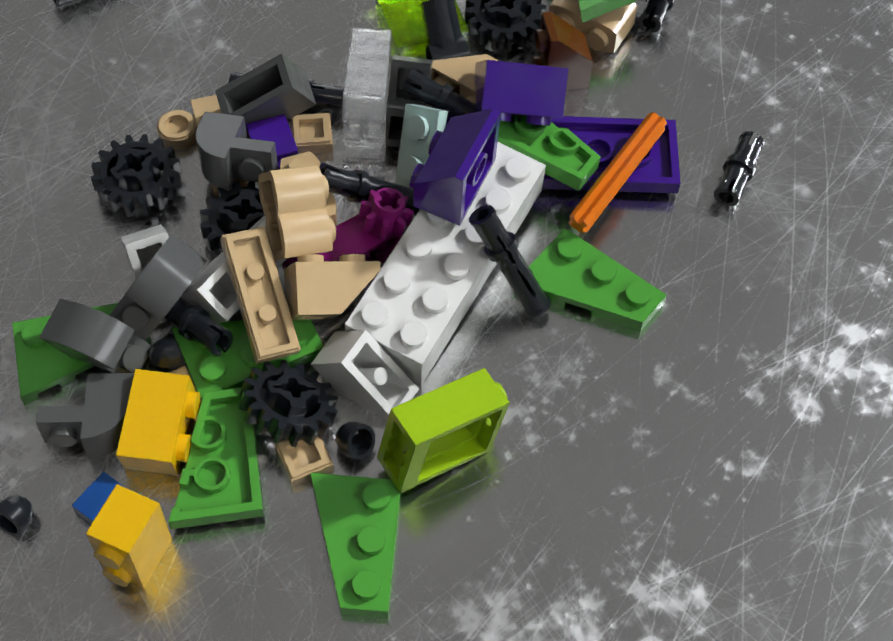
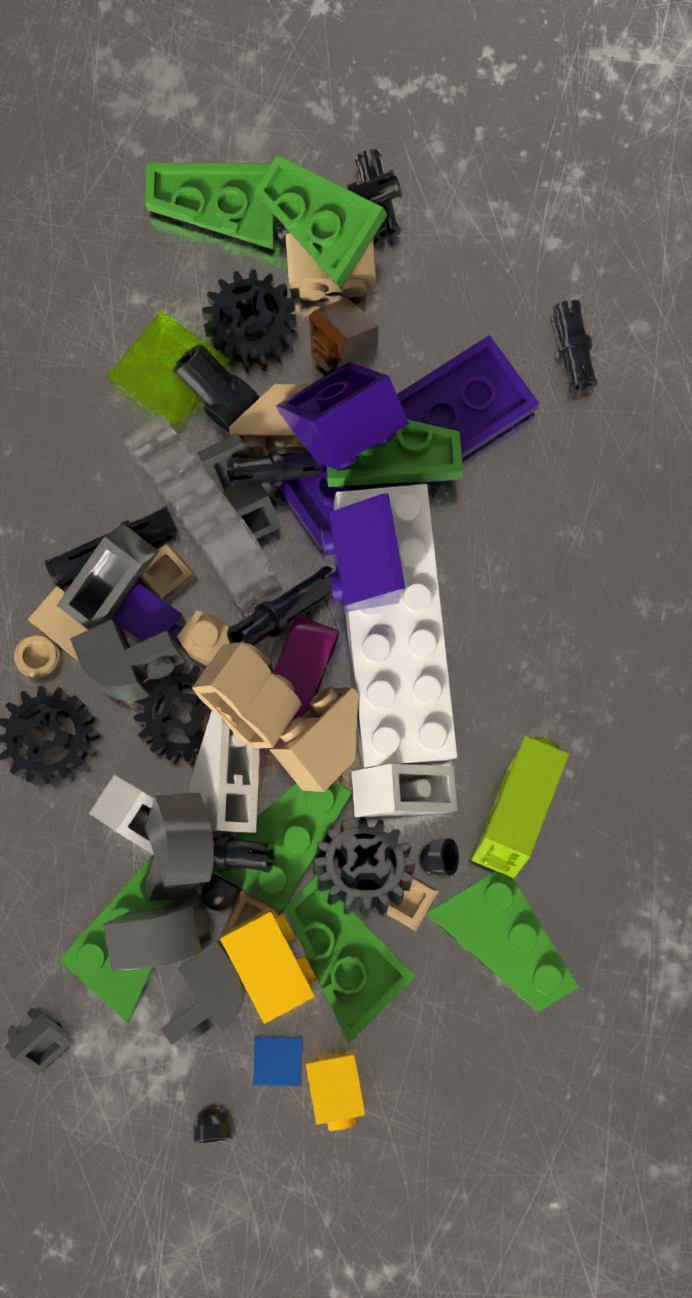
camera: 30 degrees left, 20 degrees up
(260, 295) = (271, 792): tan tile -> none
(386, 213) = (318, 618): magenta gear -> none
(417, 132) = (290, 531): light aqua plate -> none
(502, 248) = (446, 605): black pin -> none
(588, 278) = (524, 557): bright green wing -> none
(617, 173) = (481, 433): orange axle -> none

